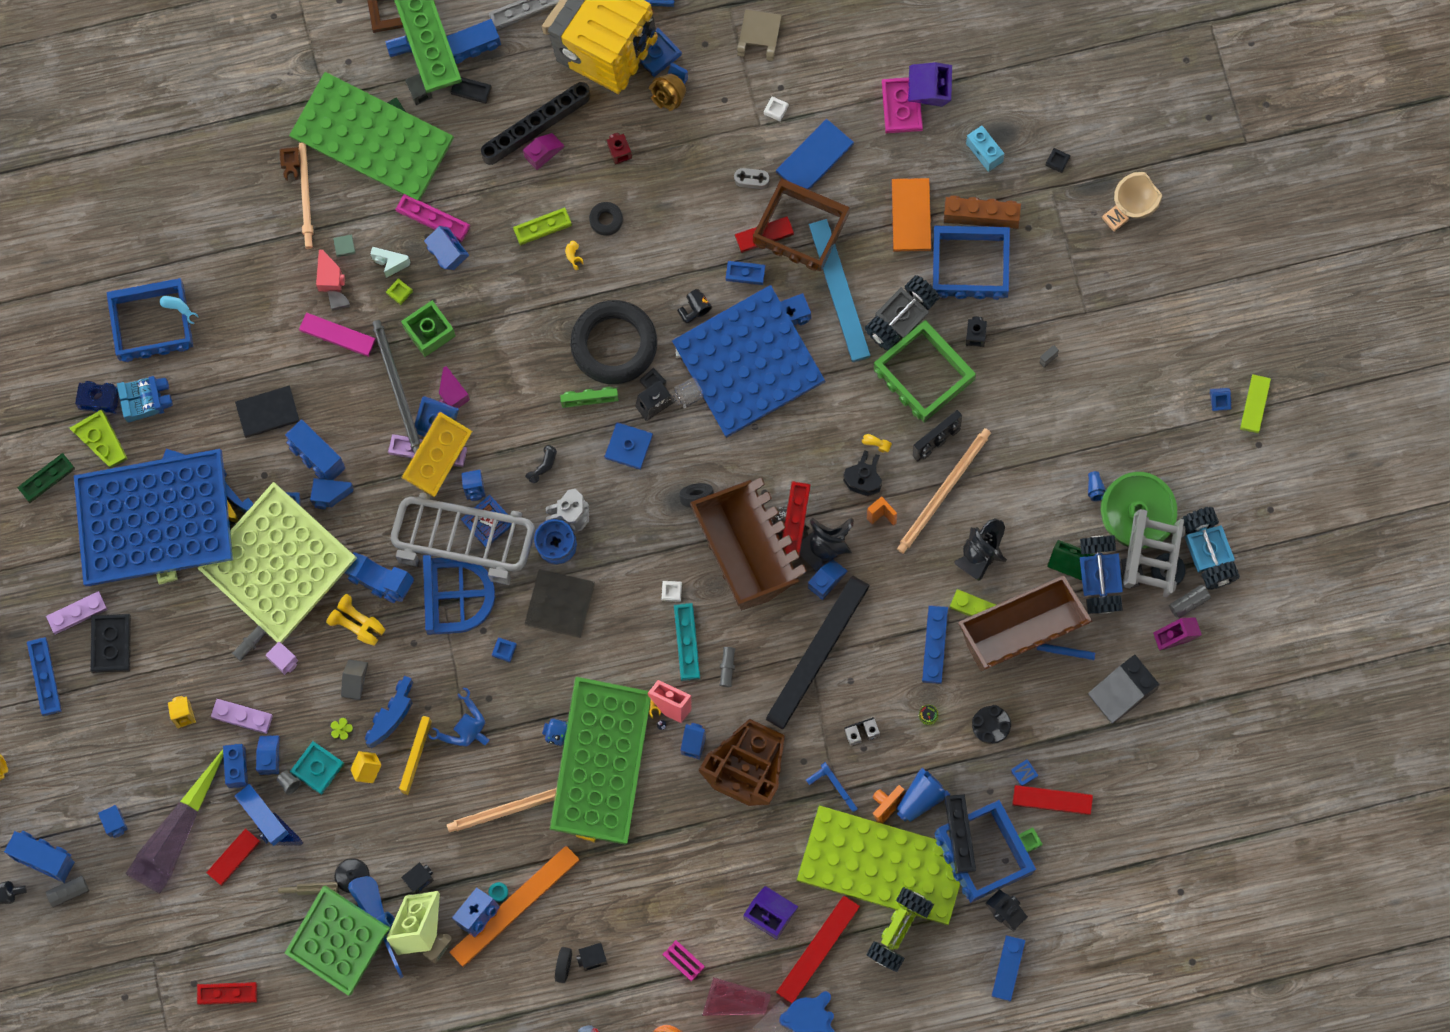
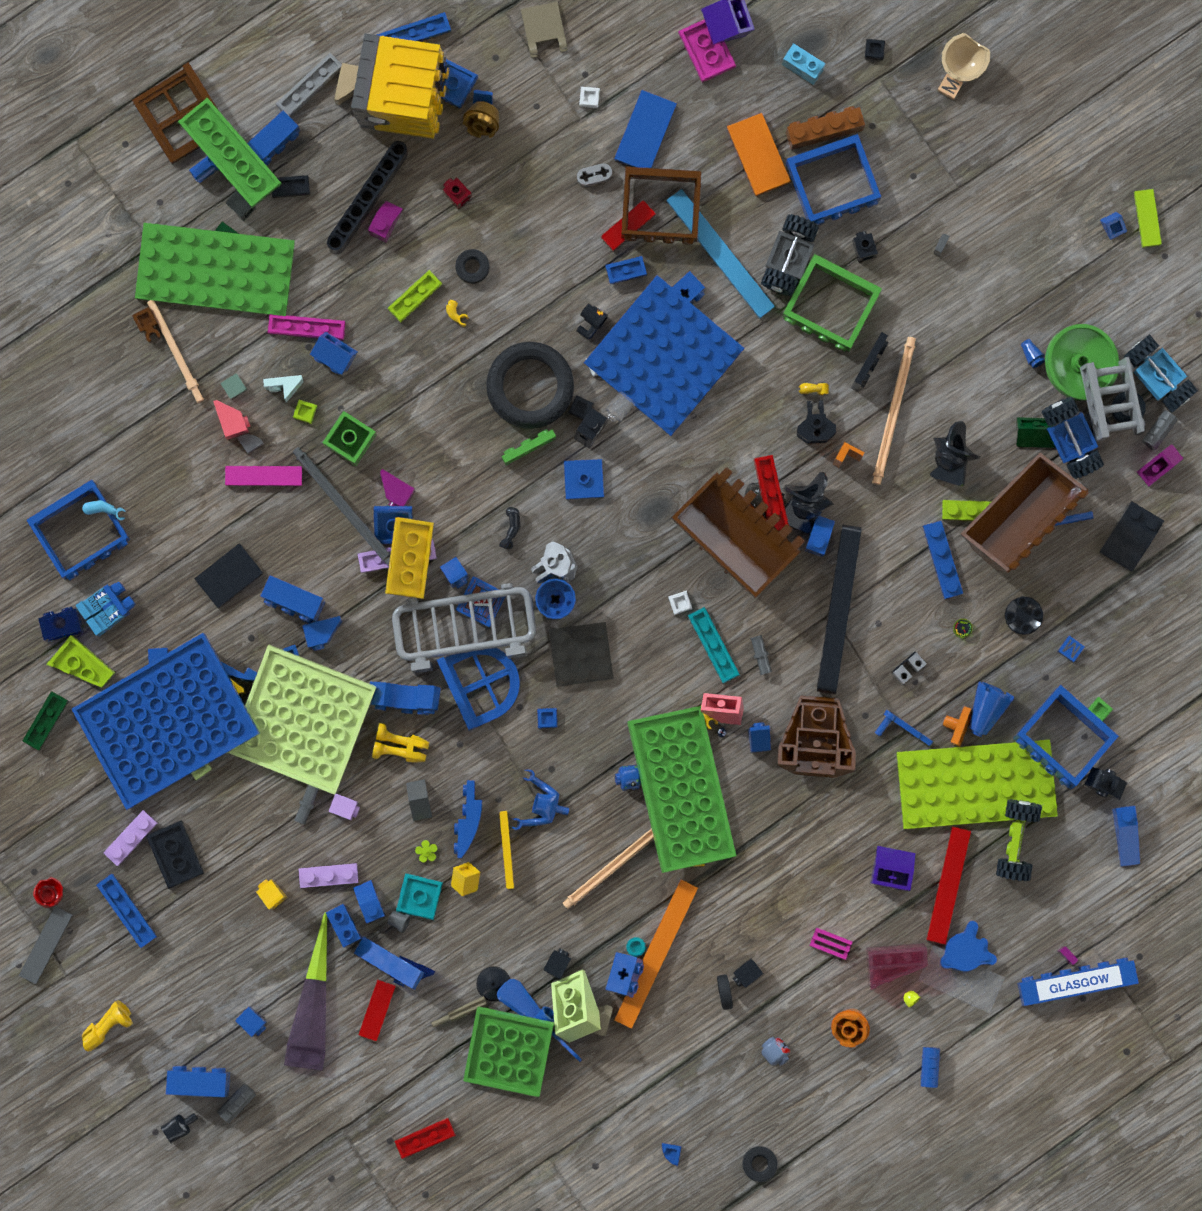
camera: 30 degrees left, 10 degrees up
(694, 492) = (664, 497): black tyre -> none
(960, 834) = (1040, 731): black tile -> none
(1052, 800) = (1106, 664): red tile -> none

